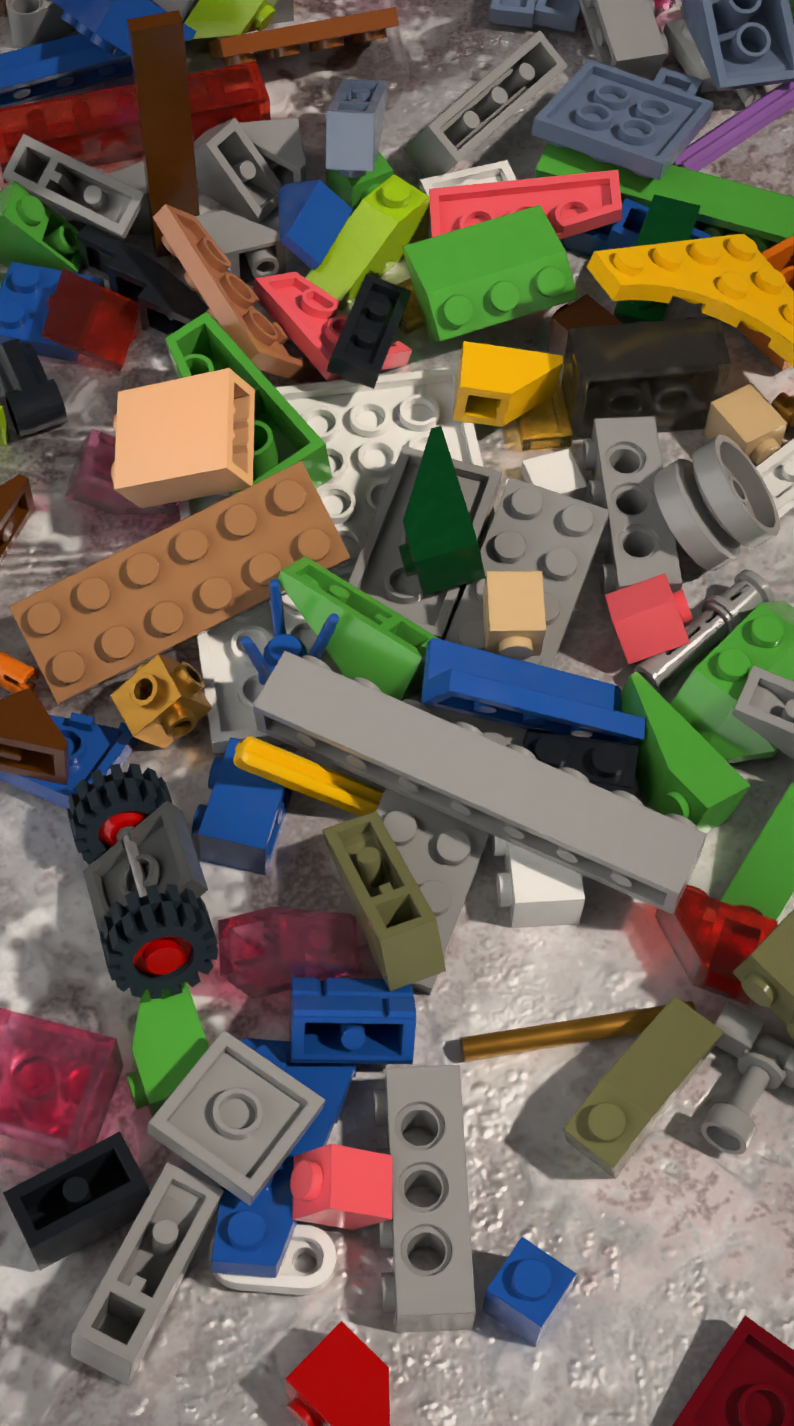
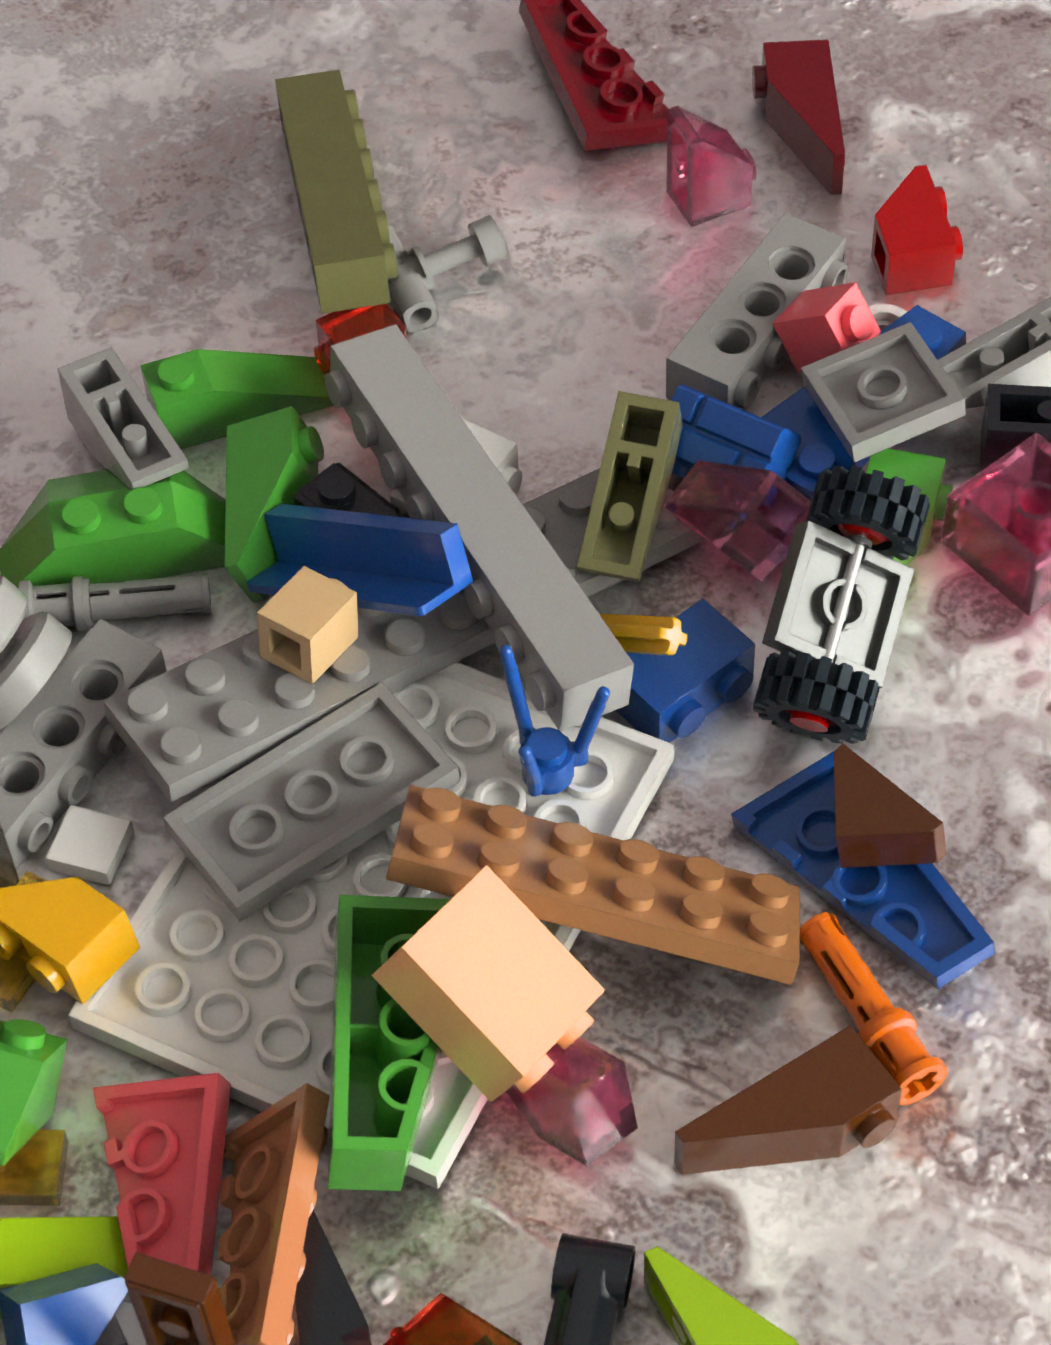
camera: 140 degrees left, 5 degrees down
(162, 701) = (697, 802): pearl gold brick -> none
(369, 331) = (135, 1092): black plate -> none
(369, 637) = (460, 699): bright green slope -> none
(438, 524) = (291, 760): dark green slope -> none
(528, 1291) = (728, 222): blue brick -> none
(558, 1033) = (522, 369): pearl gold bar -> none
(596, 1341) = (705, 168): none -> clear pink slope
(641, 1086) = (539, 284): olive slope -> none
(649, 618) = (160, 613): coral brick -> none

